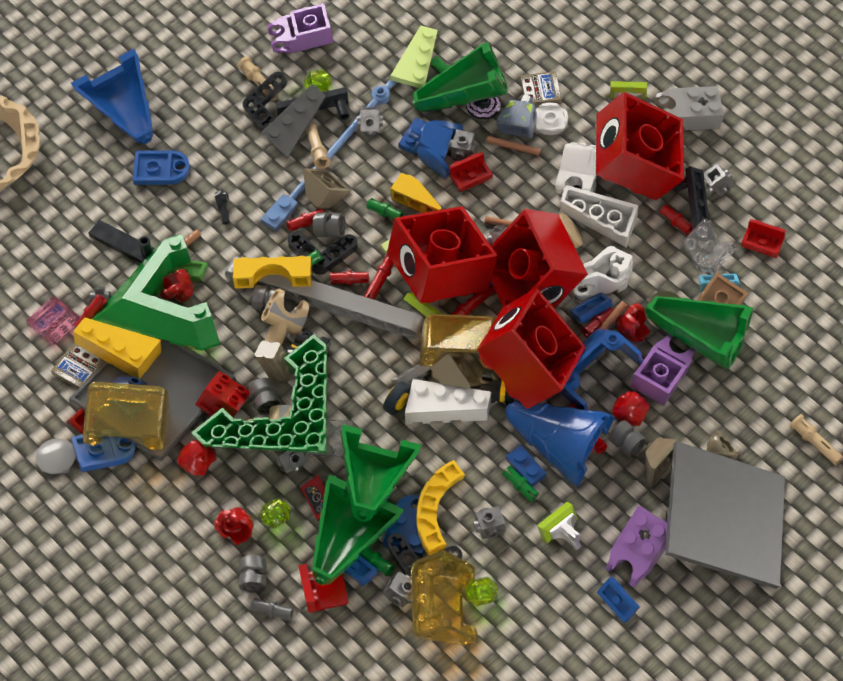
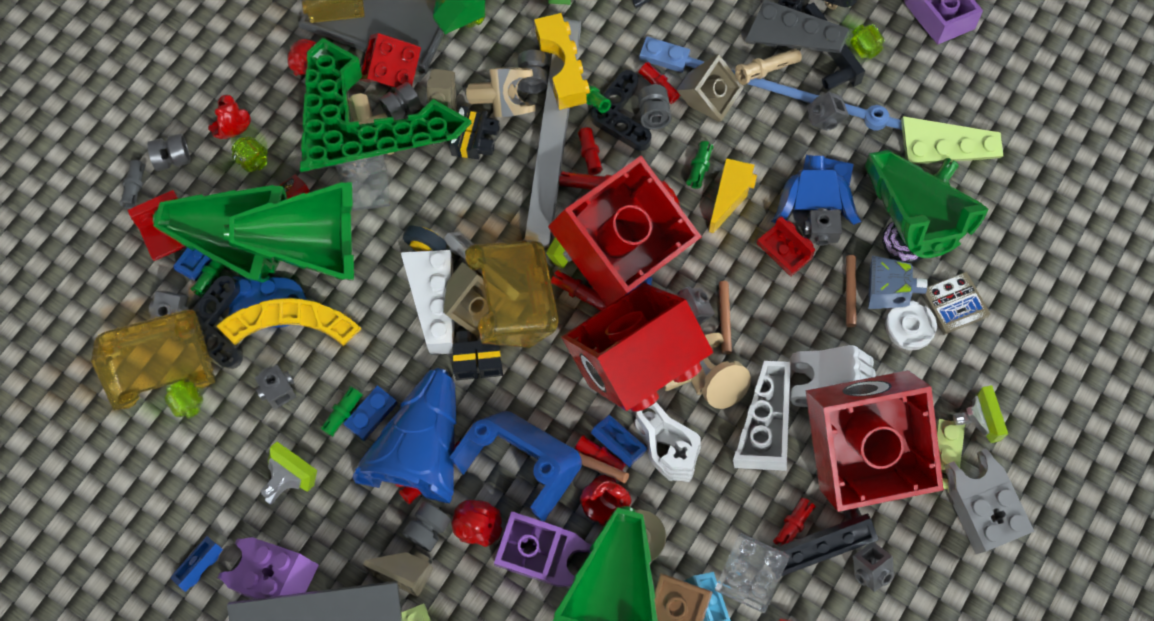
camera: 75 degrees right, 10 degrees up
(531, 349) = (499, 368): red brick -> none

